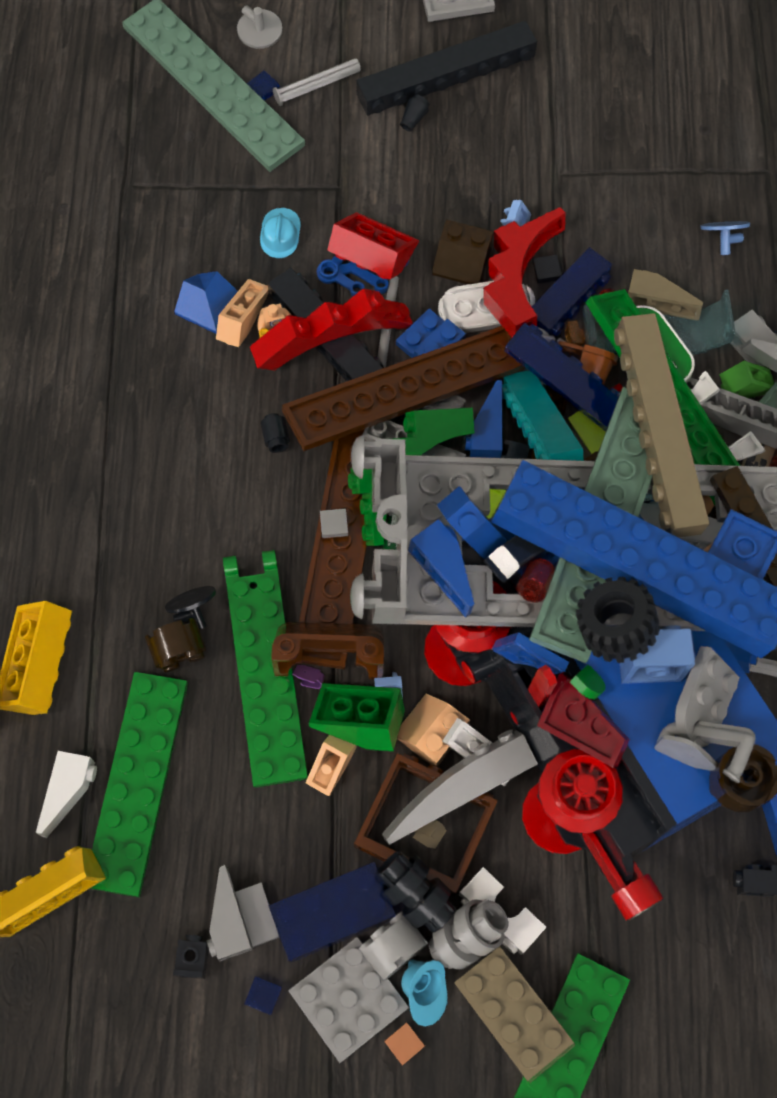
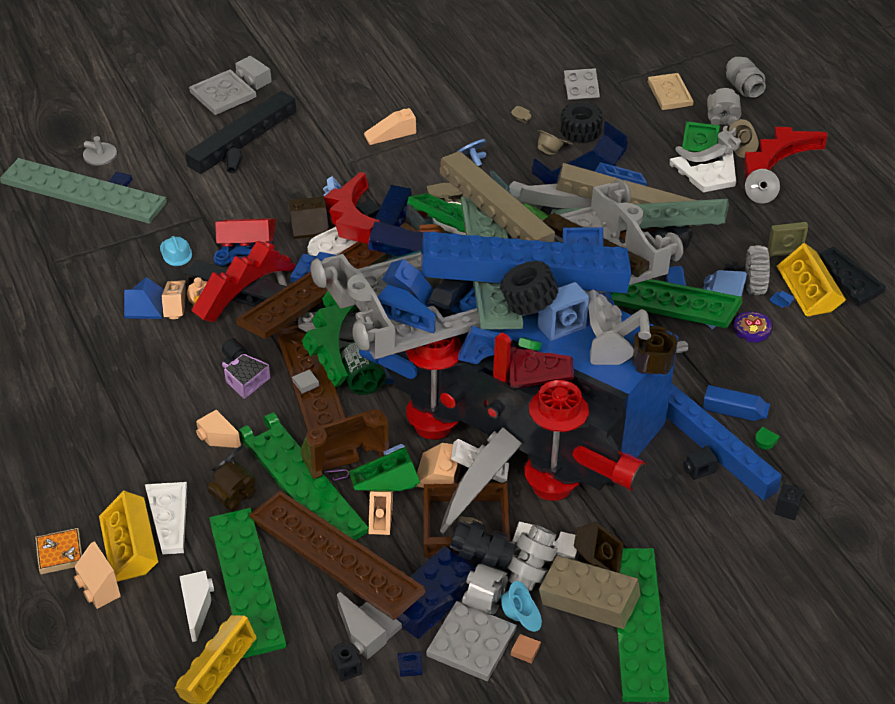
camera: 25 degrees left, 25 degrees down
(93, 642) = (169, 514): none -> white wing
(198, 546) = (217, 431): none -> light nougat slope
(245, 814) = (338, 555): none -> reddish brown plate
(271, 473) = (245, 374): none -> torso
(316, 81) = (155, 166): light grey axle -> none
(536, 580) = (469, 294): clear red brick -> none
(553, 965) = (599, 546): none -> dark brown slope
(646, 141) = (394, 126): none -> light nougat slope

